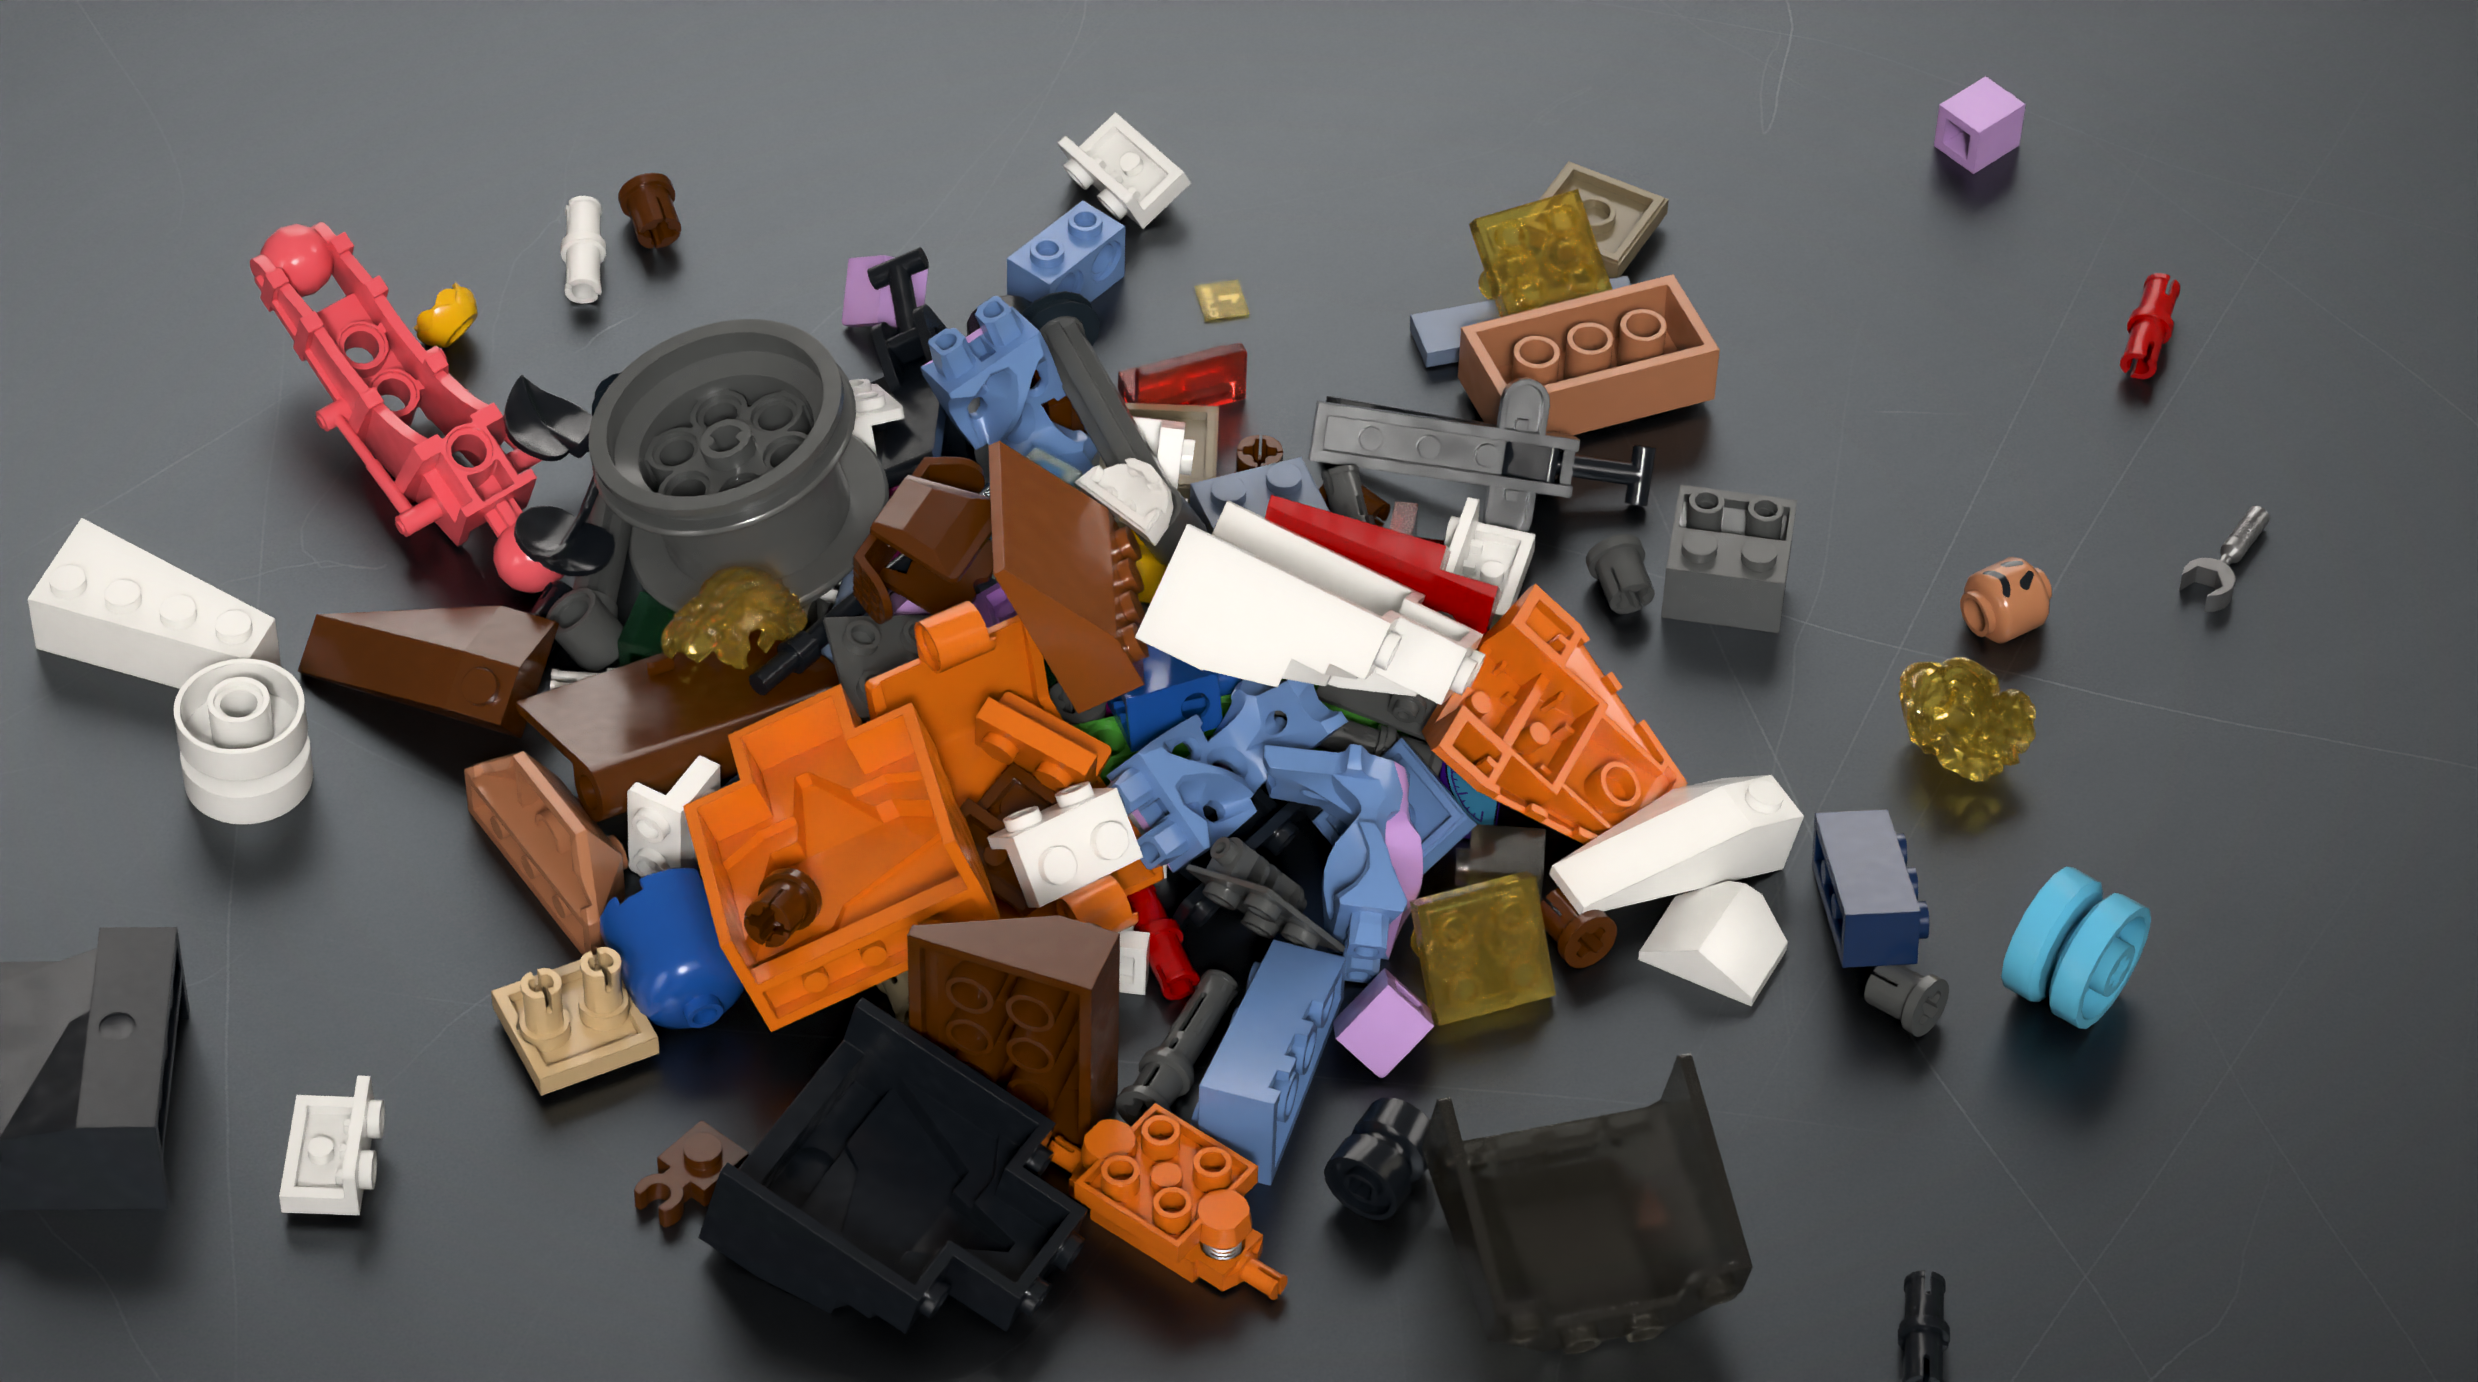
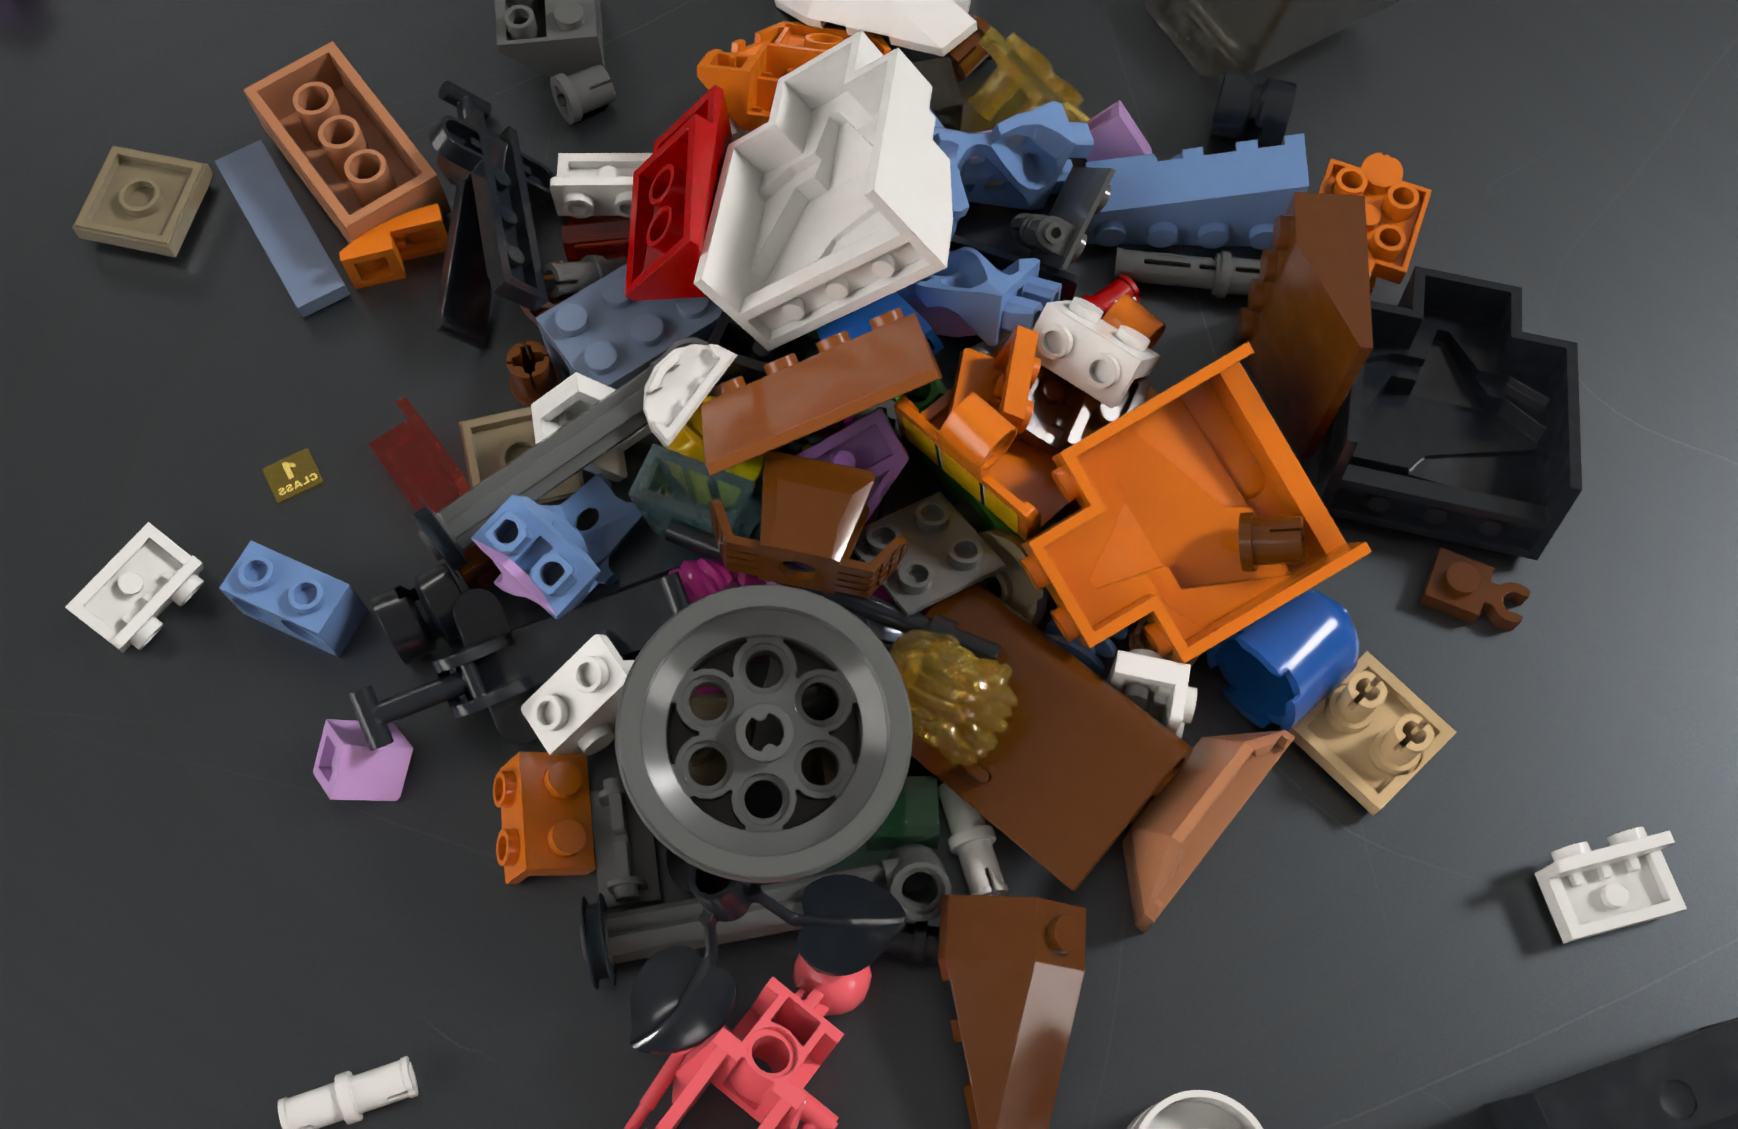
camera: 105 degrees left, 20 degrees up
(650, 206) = (275, 1041): reddish brown bush -> none
(1455, 382) = (380, 252): none -> orange slope
(1538, 254) = (231, 203): clear yellow plate -> none

